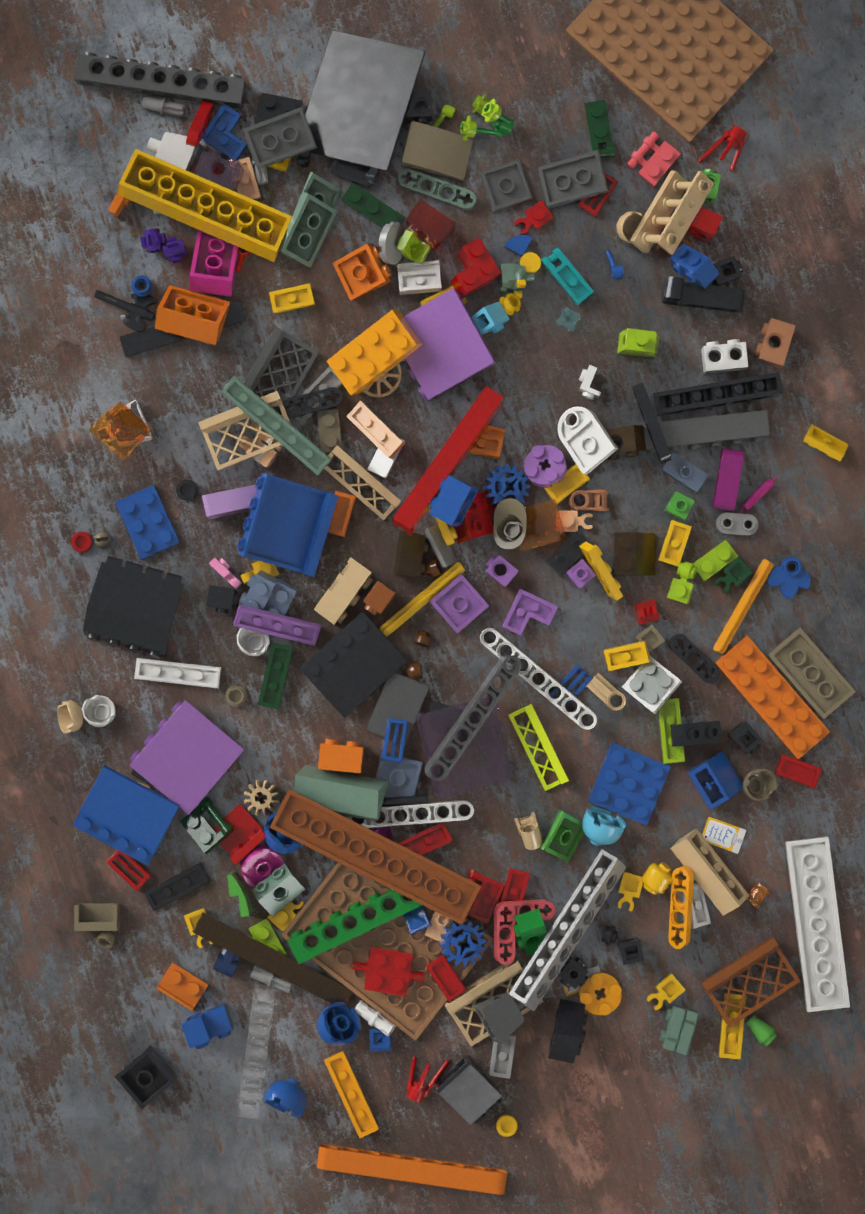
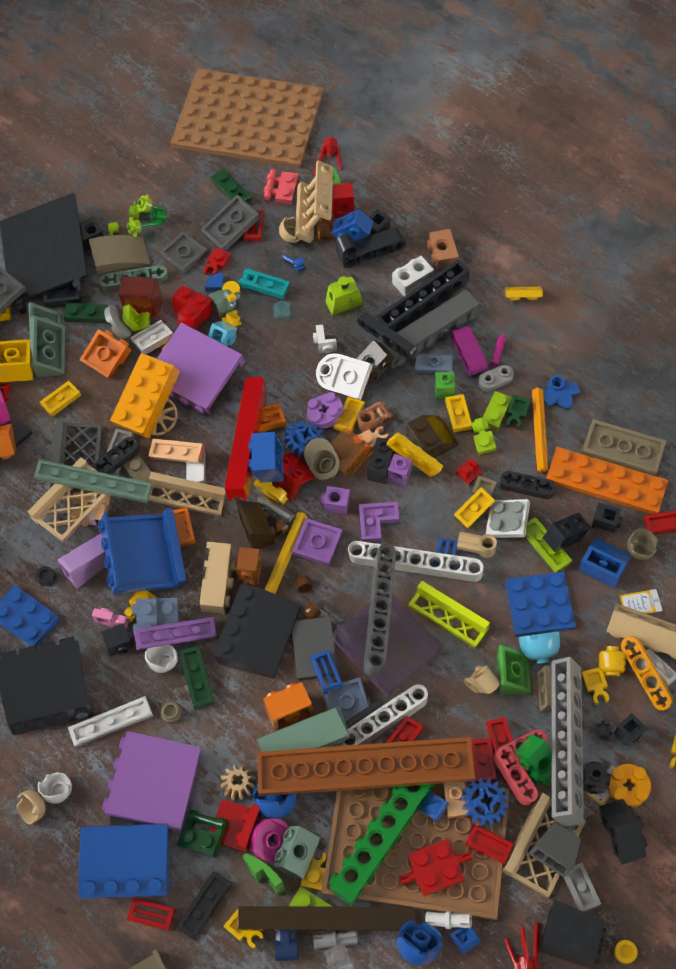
camera: 30 degrees left, 25 degrees down
(581, 868) = (545, 688): none -> dark tan plate

